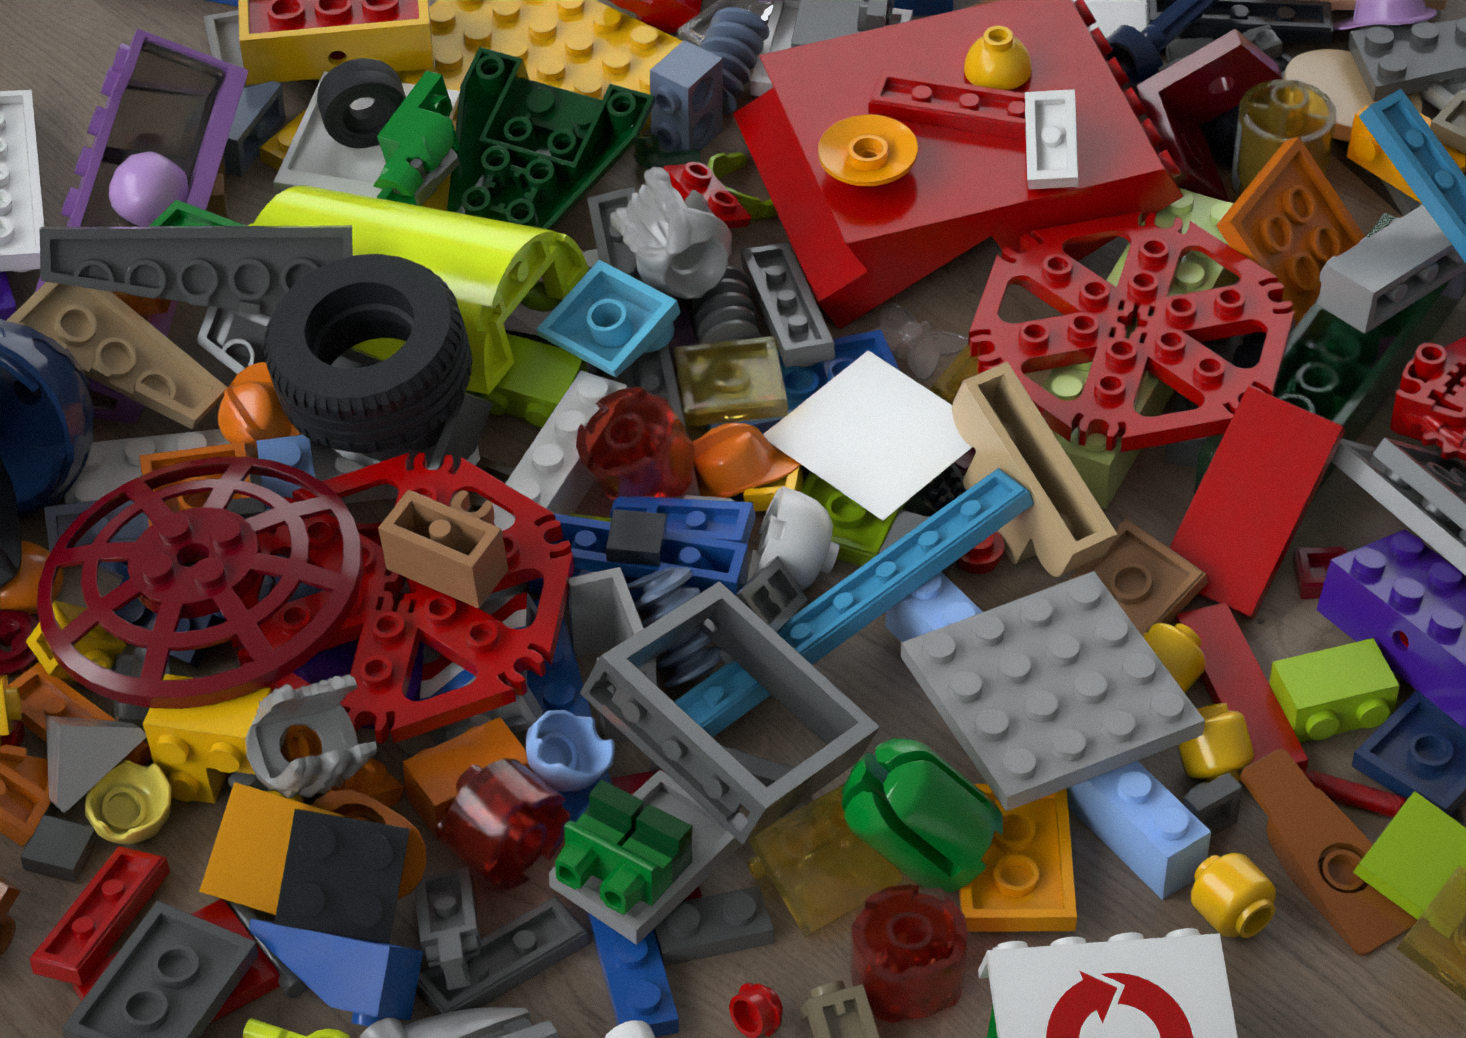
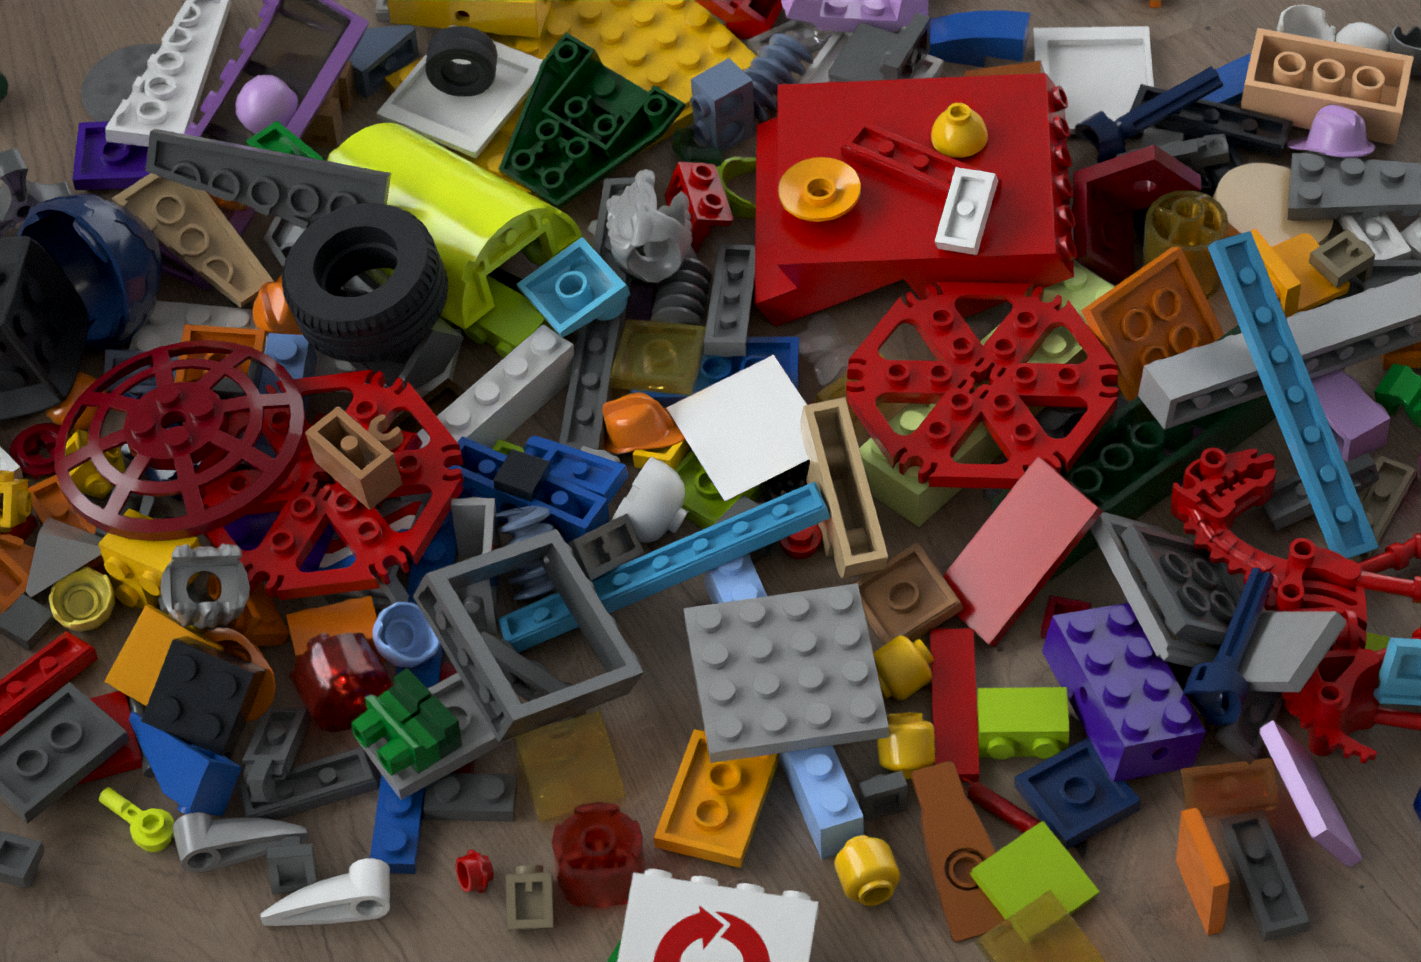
camera: 20 degrees right, 5 degrees up
(418, 144) = (489, 106): green plate -> none
(636, 446) = (556, 399): clear red brick -> none
(920, 814) = (643, 749): green cylinder -> none

